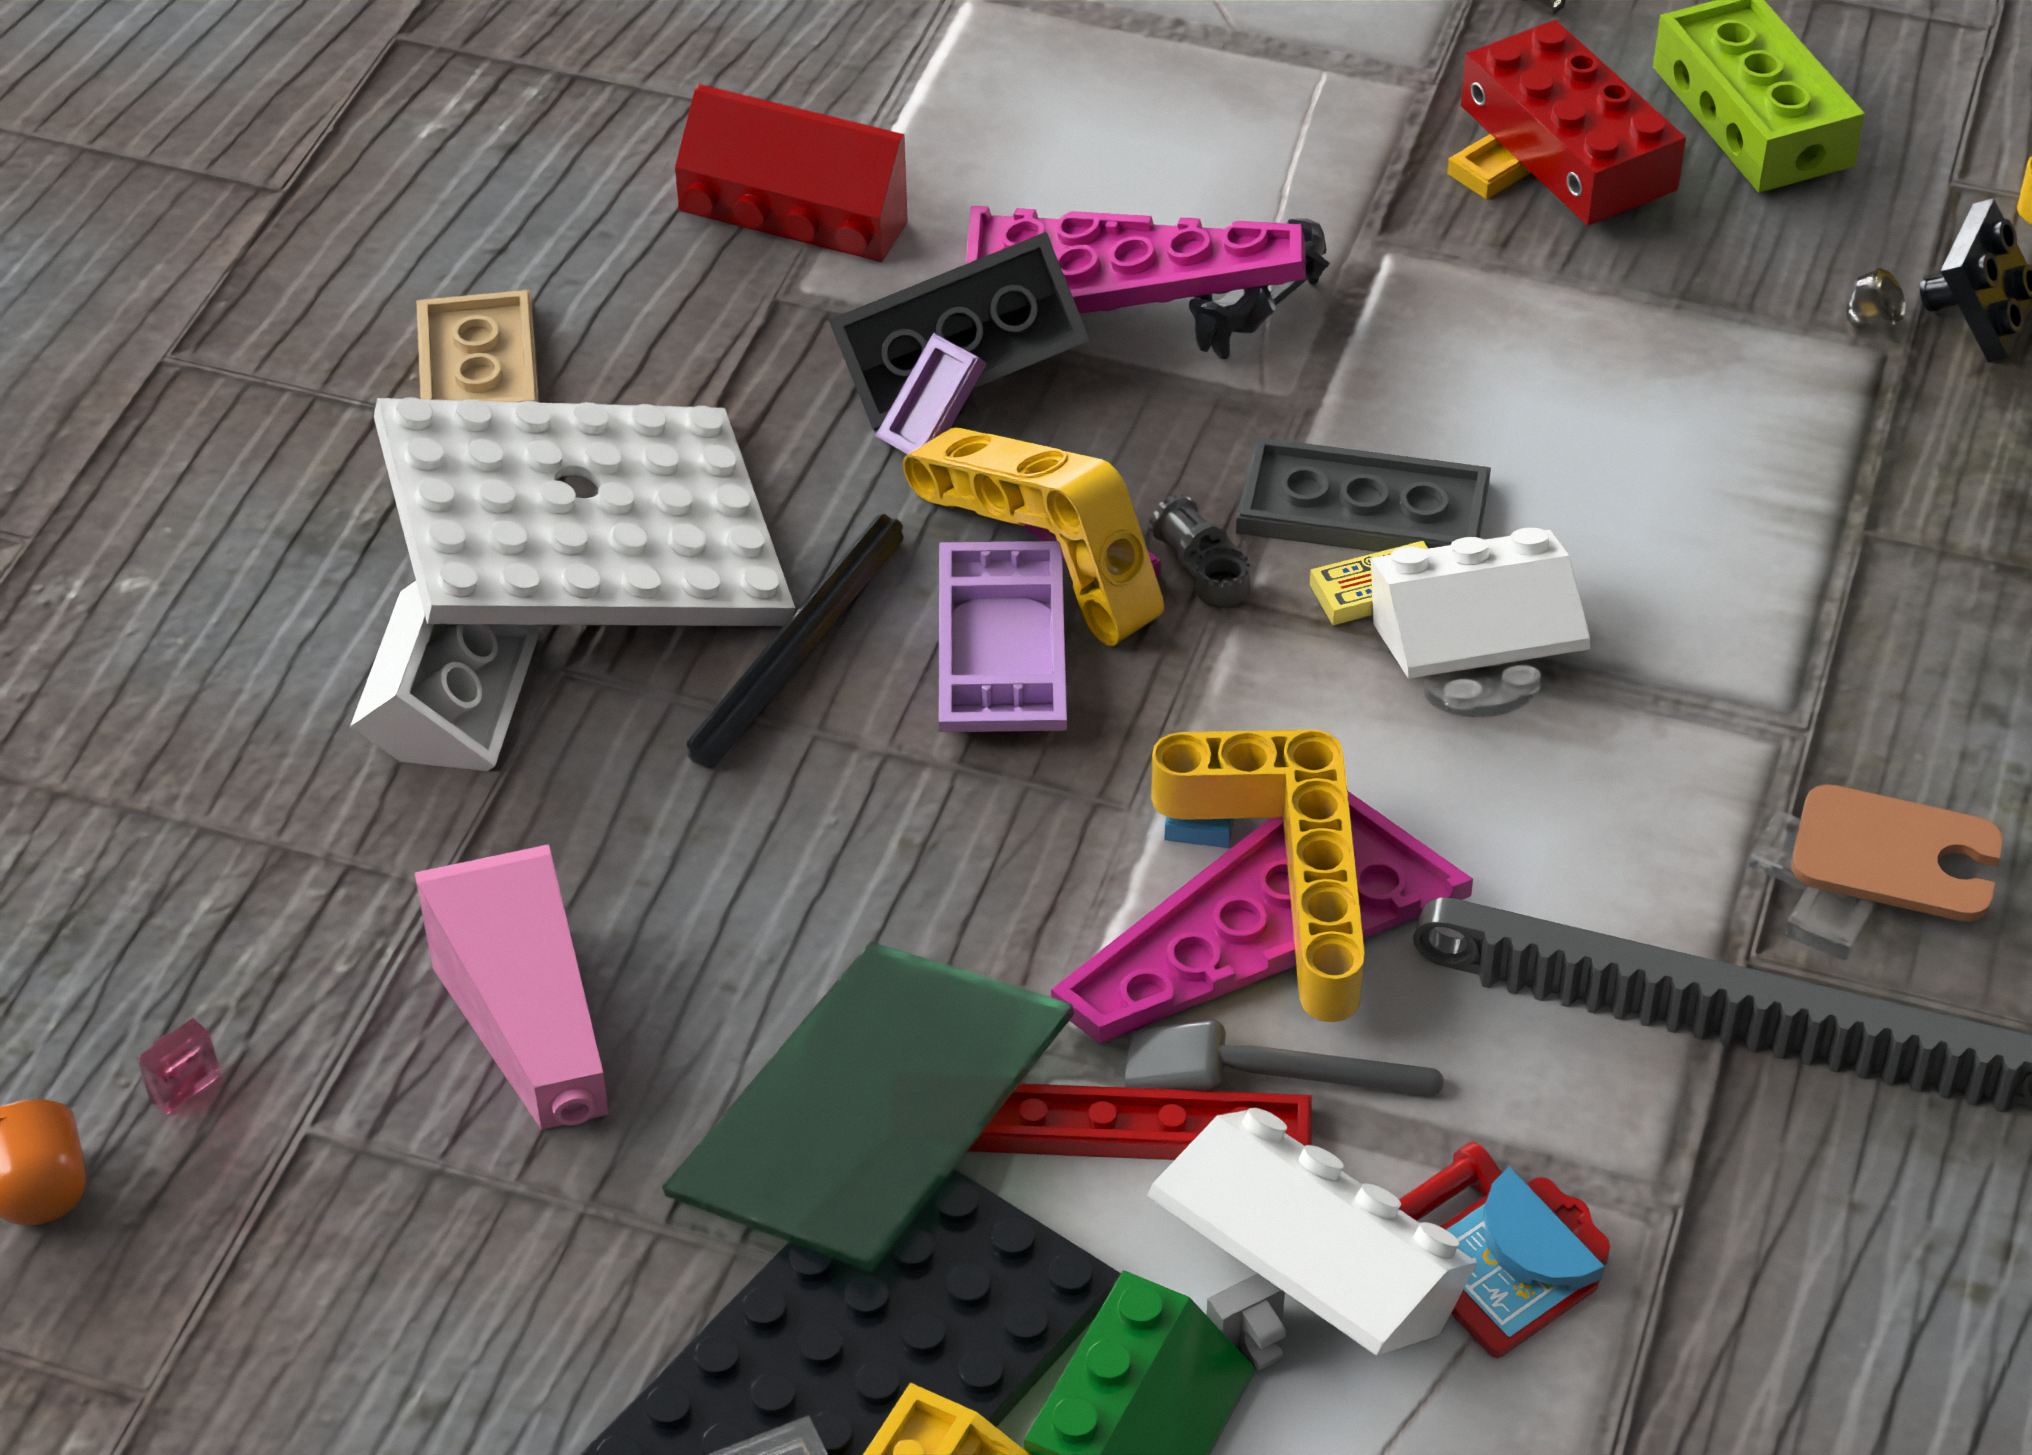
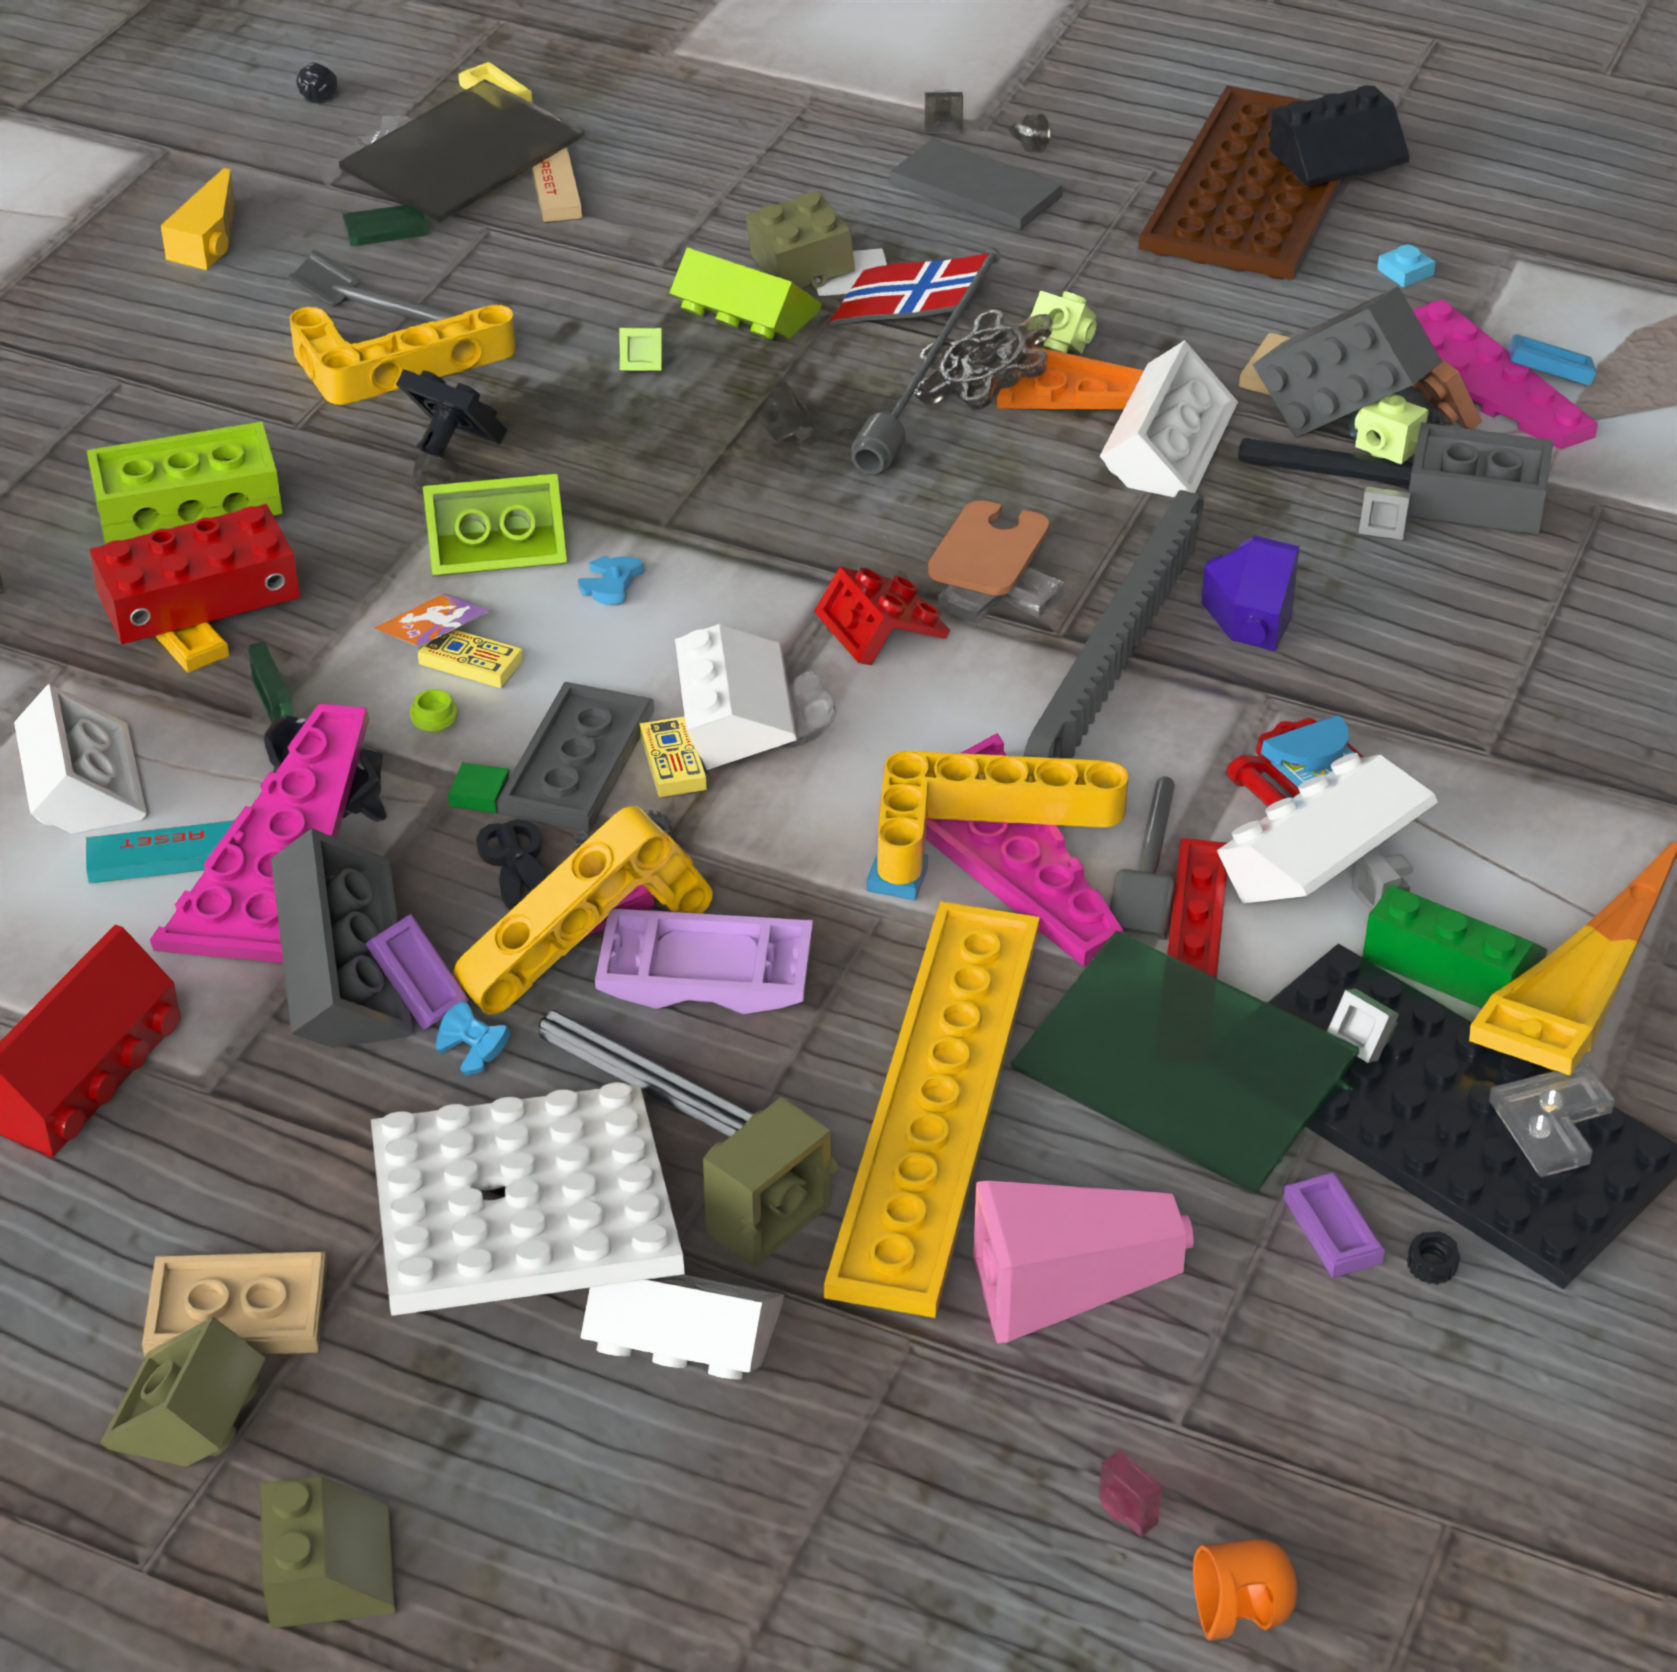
camera: 85 degrees left, 5 degrees down
(148, 452) = (324, 1553): none -> olive slope
(337, 335) = (186, 1397): none -> olive slope
(563, 1399) = (1440, 1245): none -> black axle
(609, 704) = (767, 1181): none -> olive brick
(613, 1275) = (1333, 1224): none -> medium lavender tile
(811, 867) = (933, 1112): none -> yellow plate
(868, 463) = (461, 1026): none -> dark azure piece
(902, 1271) = (1364, 1024): none -> tile
(1120, 180) = (152, 851): none -> teal tile
(1172, 468) = (516, 861): none -> black piece
(1242, 108) = (77, 764): none -> white slope
(1284, 418) = (477, 787): none -> green tile
(1405, 226) = (268, 682): none -> clear green tile
(1408, 364) = (433, 710): none -> lime plate
(1525, 385) = (471, 657): none -> light yellow tile
(1581, 340) = (431, 619): none -> sticker
(1702, 490) = (616, 578): none -> dark azure piece
(1720, 753) = (866, 607): none -> red bracket
(1777, 363) = (494, 524): none -> lime slope
(1846, 1161) = (1252, 591): none -> dark purple slope

